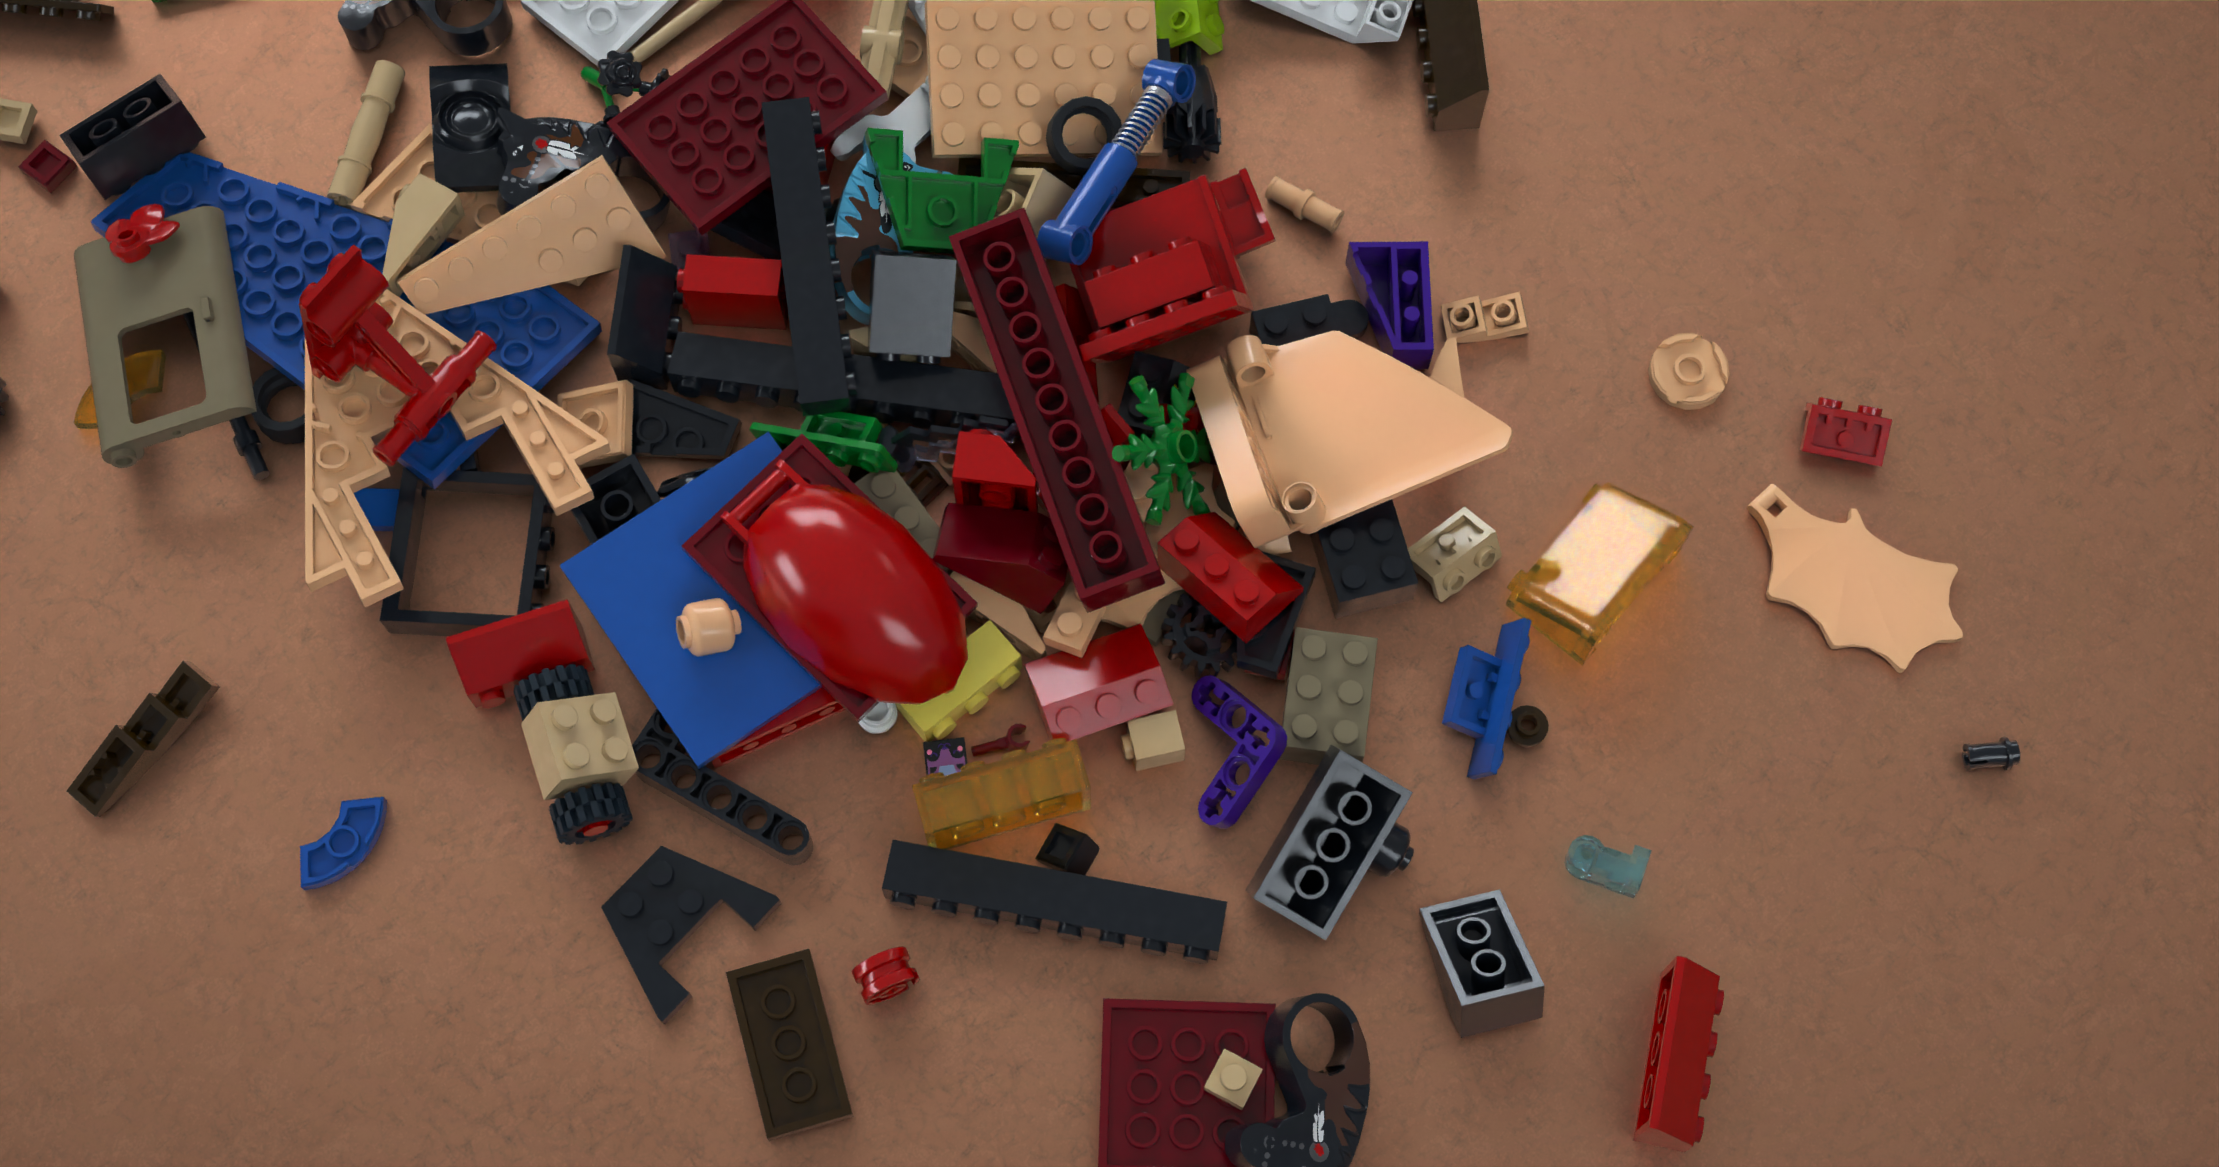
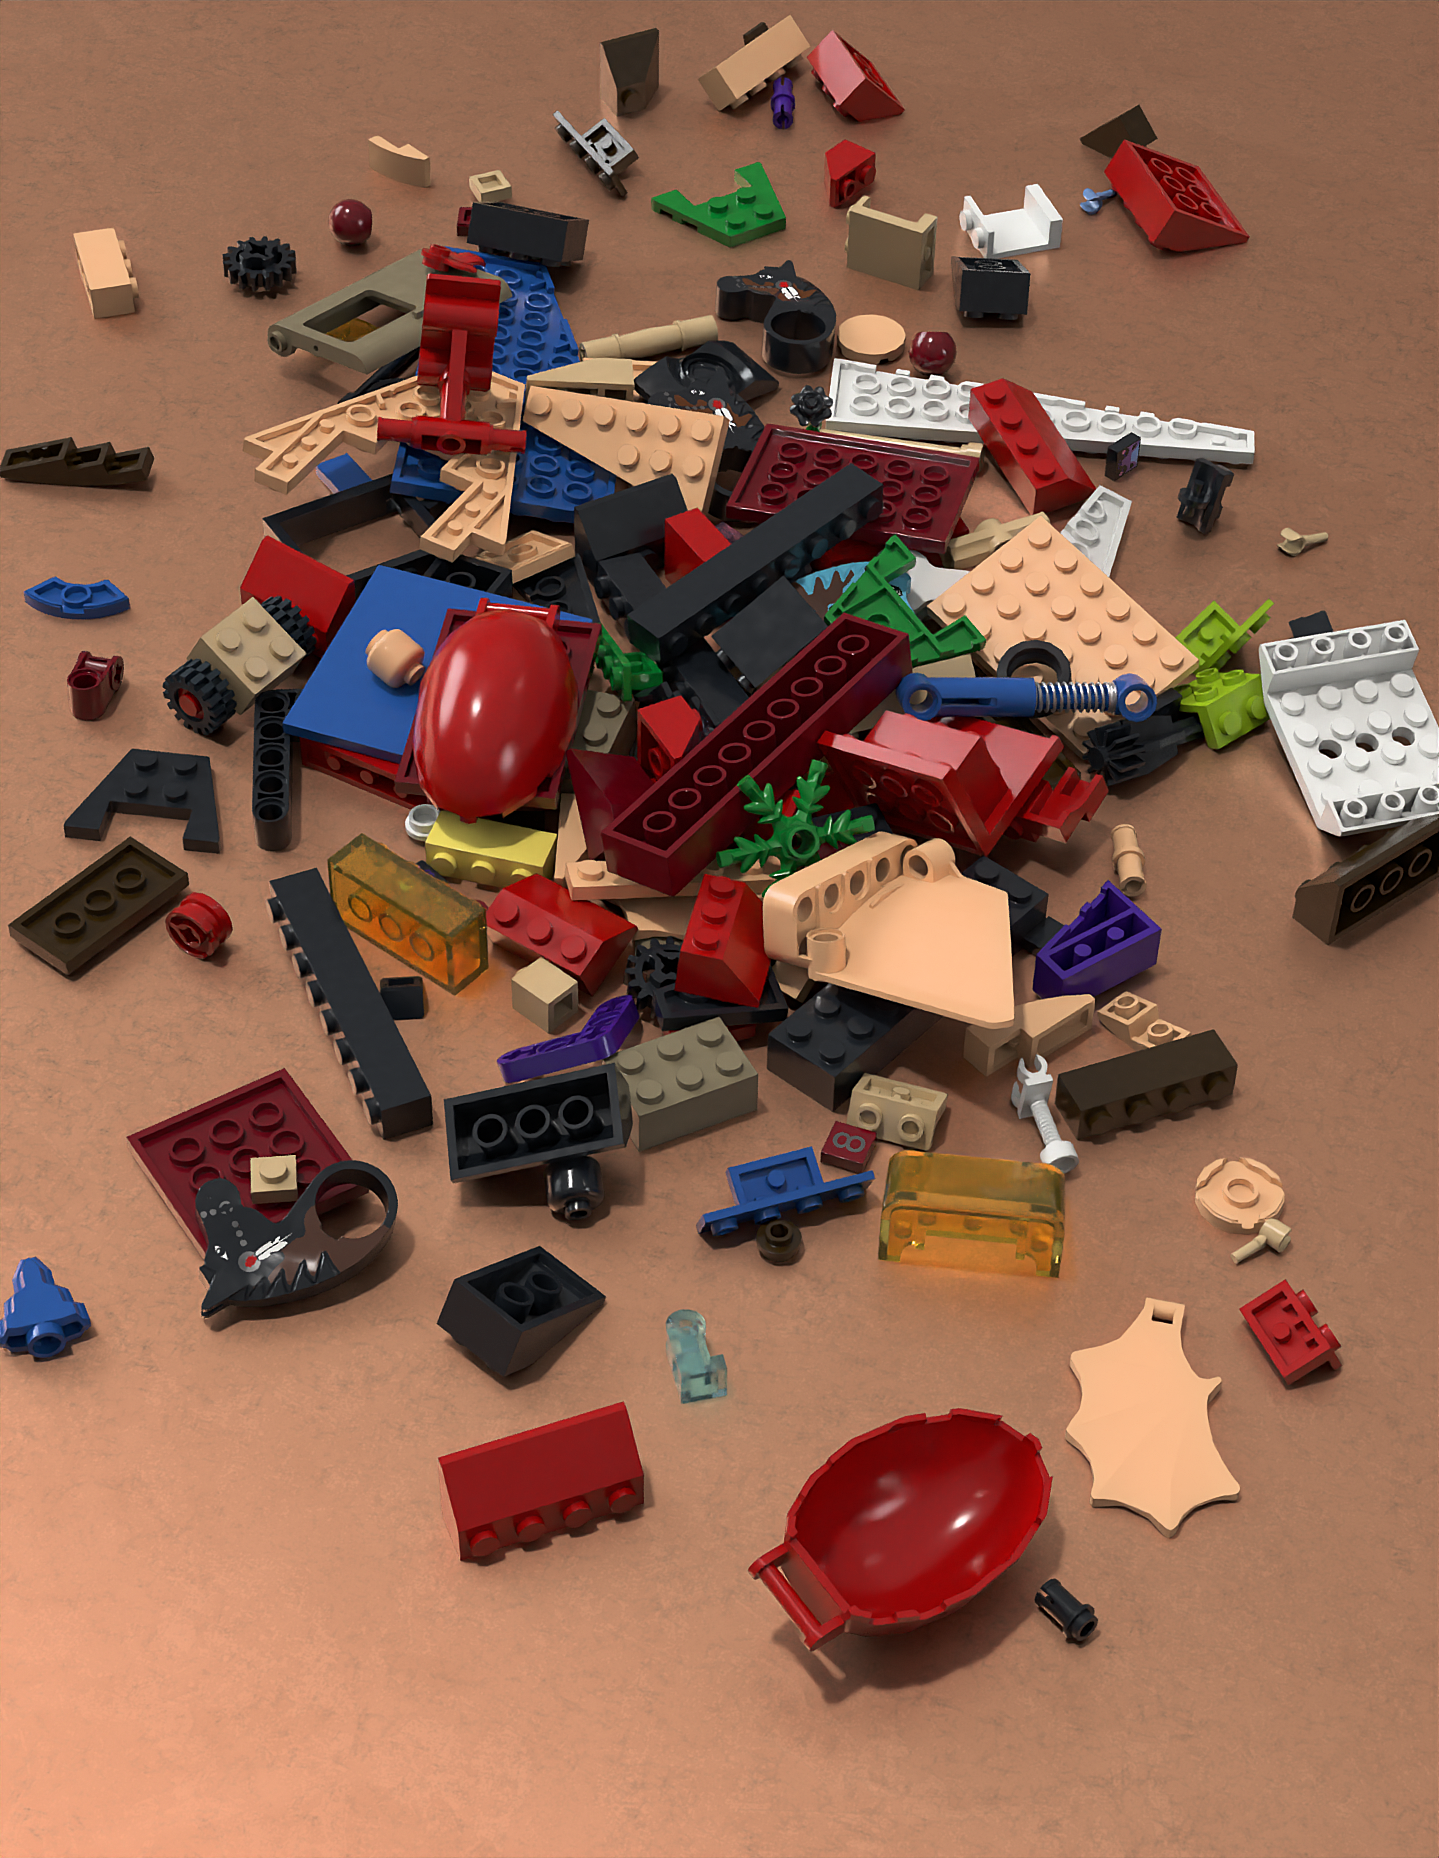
camera: 55 degrees right, 25 degrees down
(481, 889) = (93, 684): none -> dark red piece
(1464, 613) = (848, 1147): none -> dark red tile
(1550, 360) = (1145, 1084): none -> dark brown brick
(1577, 470) = (1033, 1103): none -> white bar
(1742, 377) = (1271, 1233): none -> tan hand
(1910, 826) = (907, 1525): none -> red windscreen

